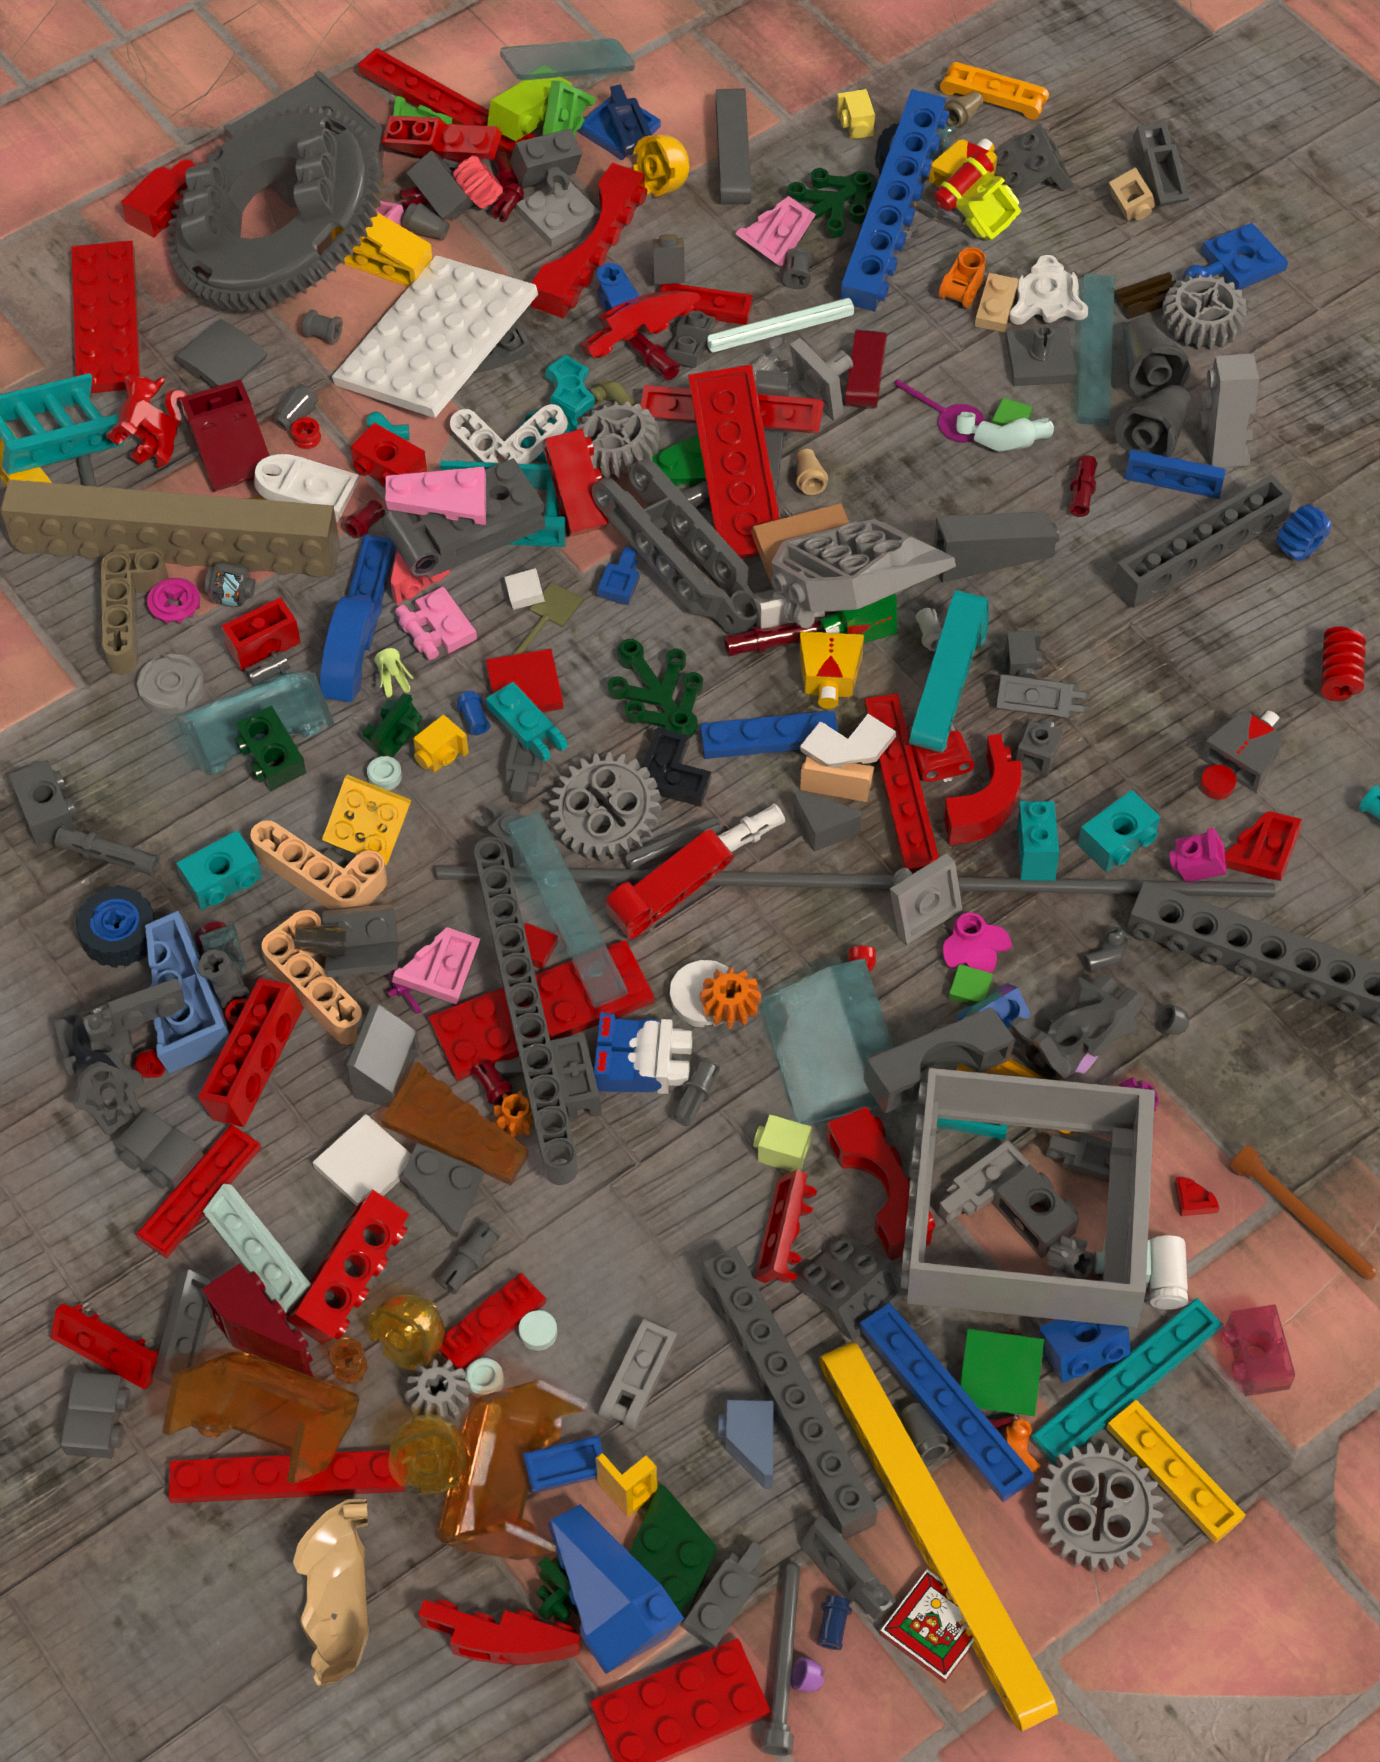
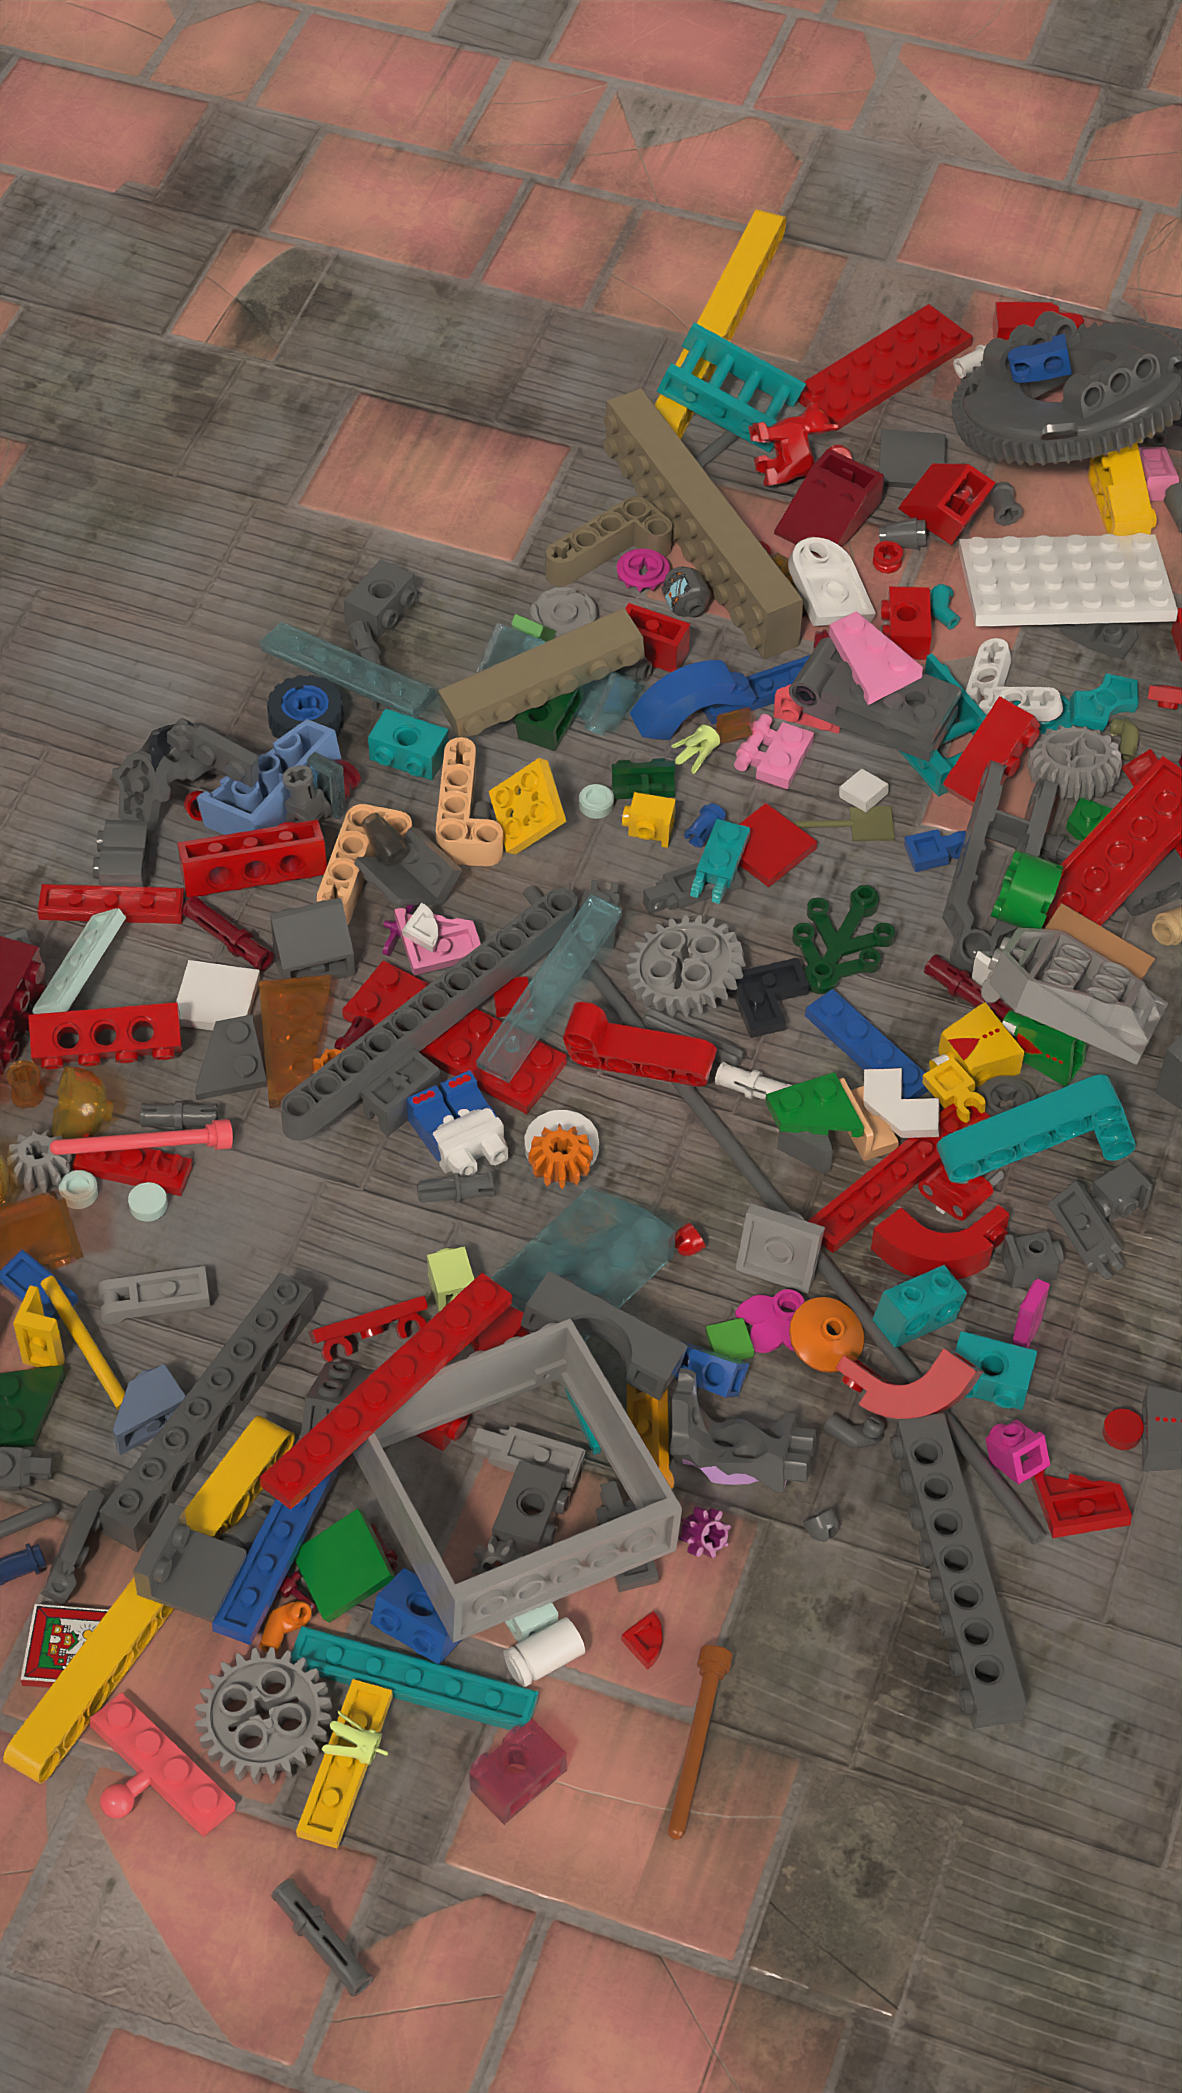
camera: 55 degrees right, 5 degrees down
(103, 868) = (348, 670): none -> clear light blue tile
(158, 255) = (966, 363): none -> white pin
(176, 710) = (533, 628): none -> bright green tile
(237, 205) = (1040, 361): none -> blue leg
(250, 728) = (541, 674): none -> dark tan brick
(292, 355) = (947, 498): none -> red slope
(306, 1117) = (238, 941): none -> dark red pin
(392, 632) = (734, 724): none -> clear orange tile
(429, 966) = (422, 928): none -> white tile
(513, 1239) = (215, 1135): none -> coral piece
(655, 1453) = (84, 1340): none -> yellow bar
(740, 537) = (1027, 891): none -> green brick
(818, 797) = (814, 1107): none -> green wing
(858, 699) = (954, 1085): none -> yellow plate
(895, 667) = (1005, 1089): none -> dark grey gear
(919, 1235) = (385, 1391): none -> red plate
(948, 1484) = (187, 1567): none -> dark grey bracket
(1012, 918) = (812, 1340): none -> orange dish
(1092, 1613) = (157, 1764): none -> coral plate
(1099, 775) = (1030, 1314): none -> dark pink tile
(1120, 888) = (938, 1390): none -> arch
(1181, 1442) = (365, 1740): none -> yellowish green piece
(1303, 1574) = (292, 1899): none -> dark grey pin

